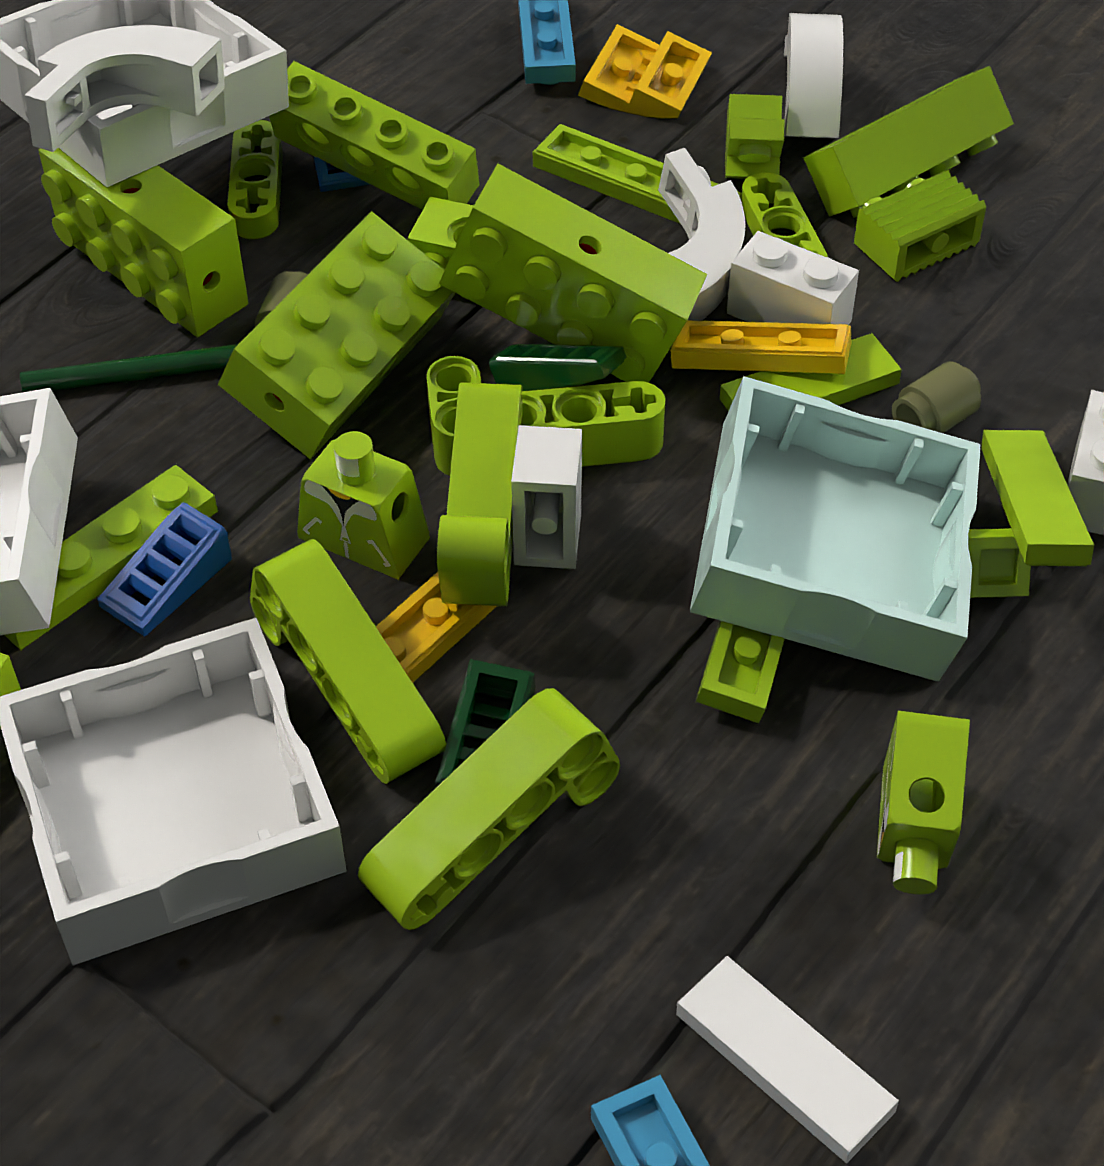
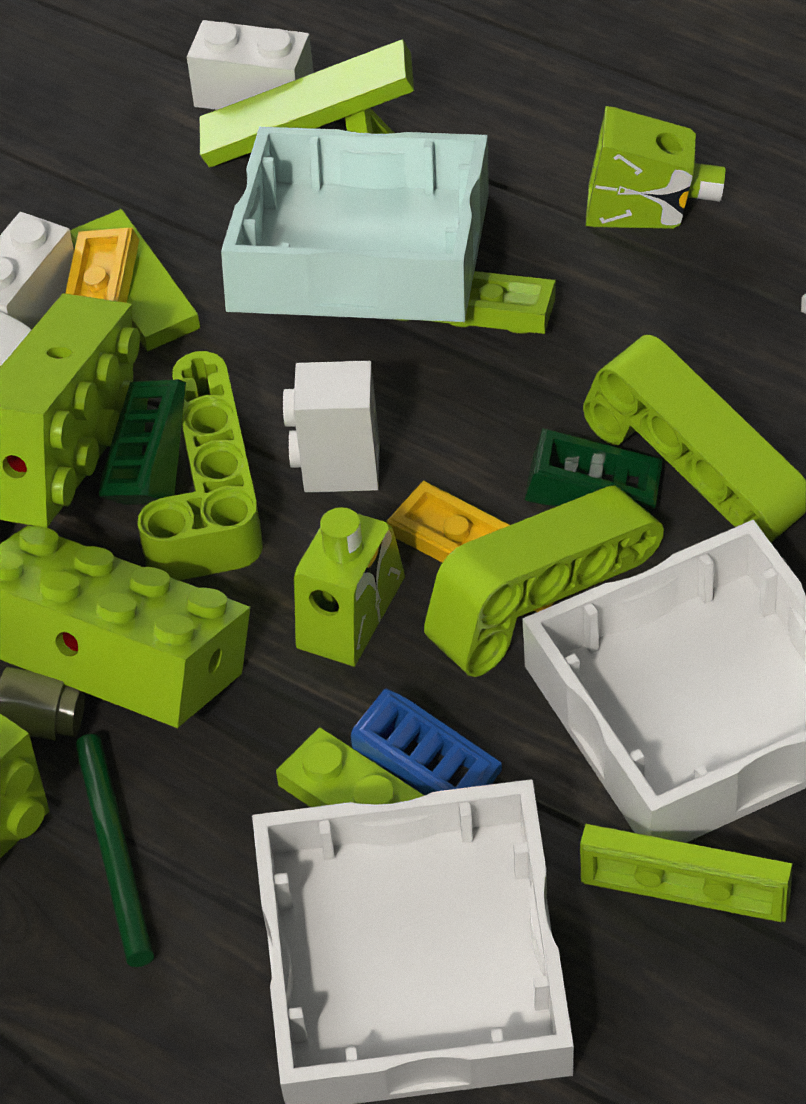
camera: 90 degrees left, 0 degrees up
(478, 526) = (352, 467): lime beam -> none
(939, 398) = (170, 181): olive brick -> none

